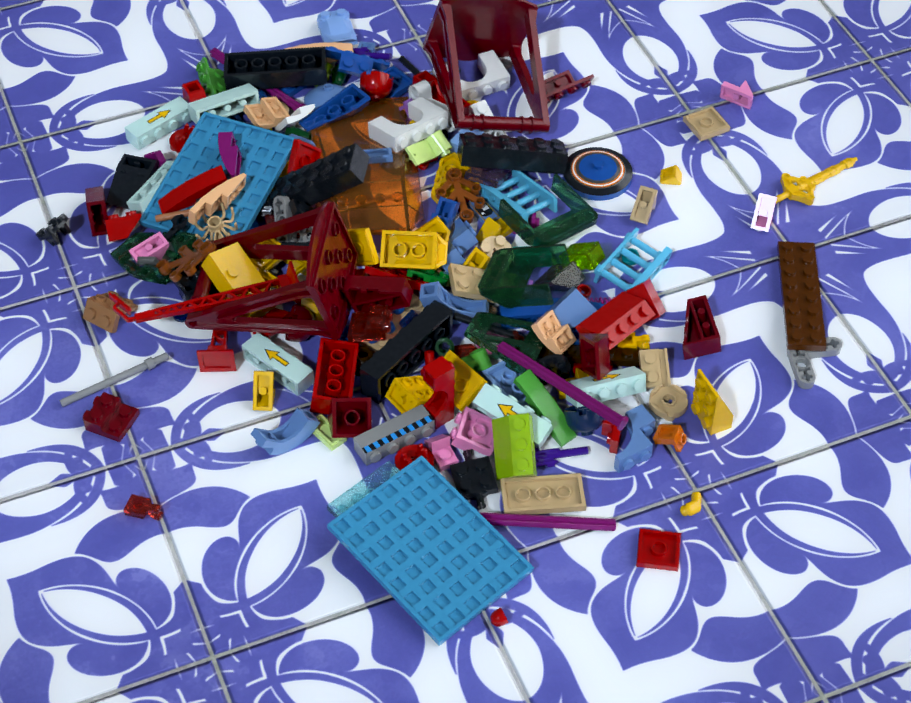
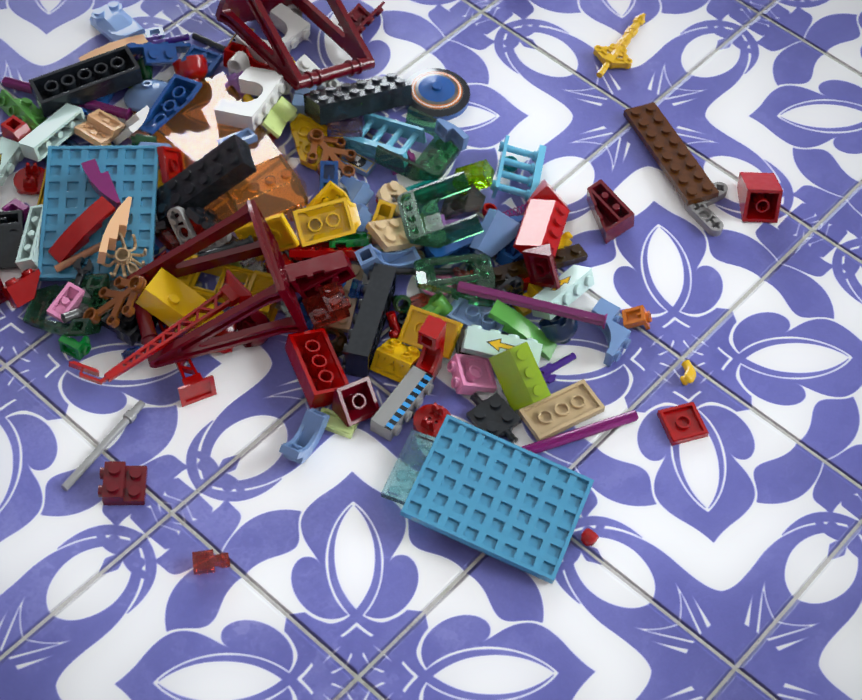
camera: 30 degrees left, 5 degrees up
(100, 311) = (55, 379): medium nougat bracket -> none
(137, 290) = (74, 348): none -> green bracket
(263, 390) = (258, 404): yellow slope -> none
(286, 367) = (255, 373): light aqua brick -> none
(442, 451) = (447, 397): bright pink slope -> none
(493, 228) = (377, 177): yellow slope -> none
(552, 334) = (496, 259): light nougat slope -> none
(578, 208) = (450, 132): none -> medium blue slope
(613, 435) = (591, 334): red bracket -> none
(644, 204) = (496, 112): tan slope -> none
(656, 366) = (591, 256): tan plate -> none
(665, 410) = (615, 295): tan plate -> none
(671, 176) = (500, 77): yellow slope -> none
(706, 123) = (504, 19): tan plate -> none
(709, 406) = (658, 278): yellow slope -> none
(764, 212) = (600, 87): slope -> none
(869, 364) = (759, 197): none -> red slope

